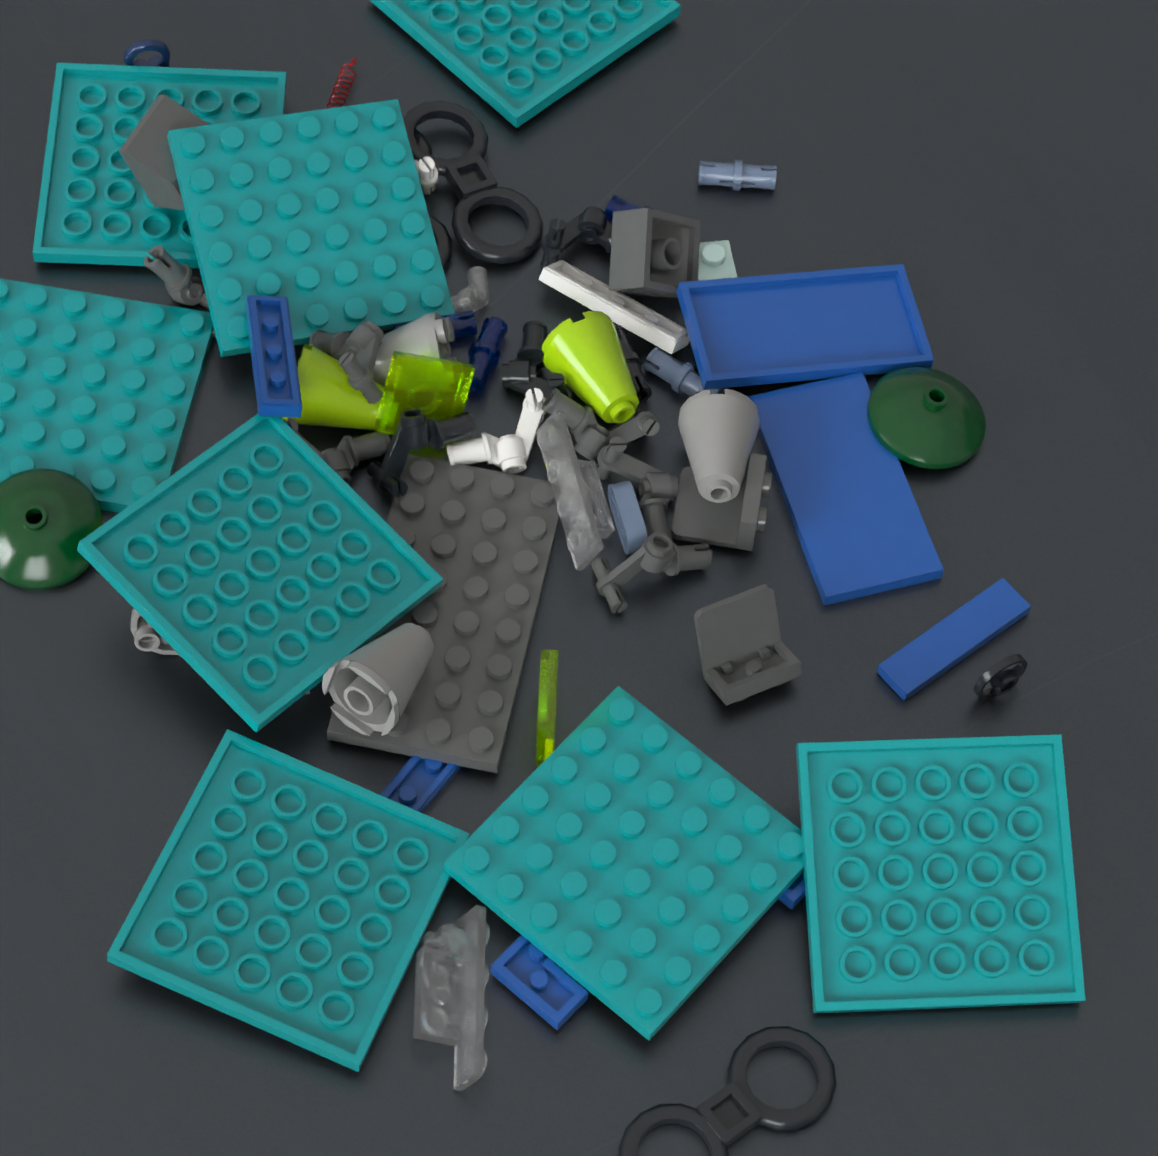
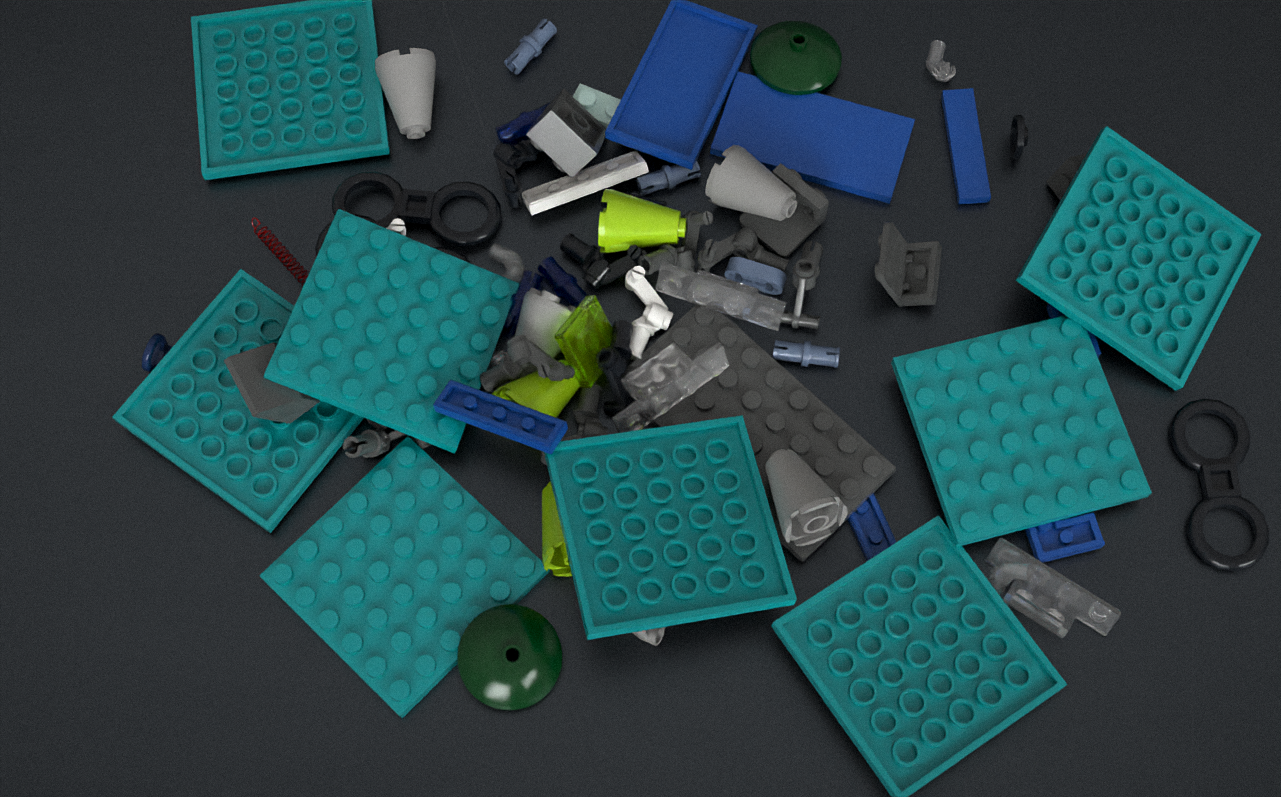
camera: 50 degrees left, 10 degrees up
(429, 492) = (665, 382): none -> clear bracket
(546, 705) = (879, 411): clear neon green tile -> none
(574, 615) = (806, 353): none -> sand blue pin
(594, 96) = (409, 88): none -> light grey cone
(1033, 556) = (936, 65): none -> clear arm

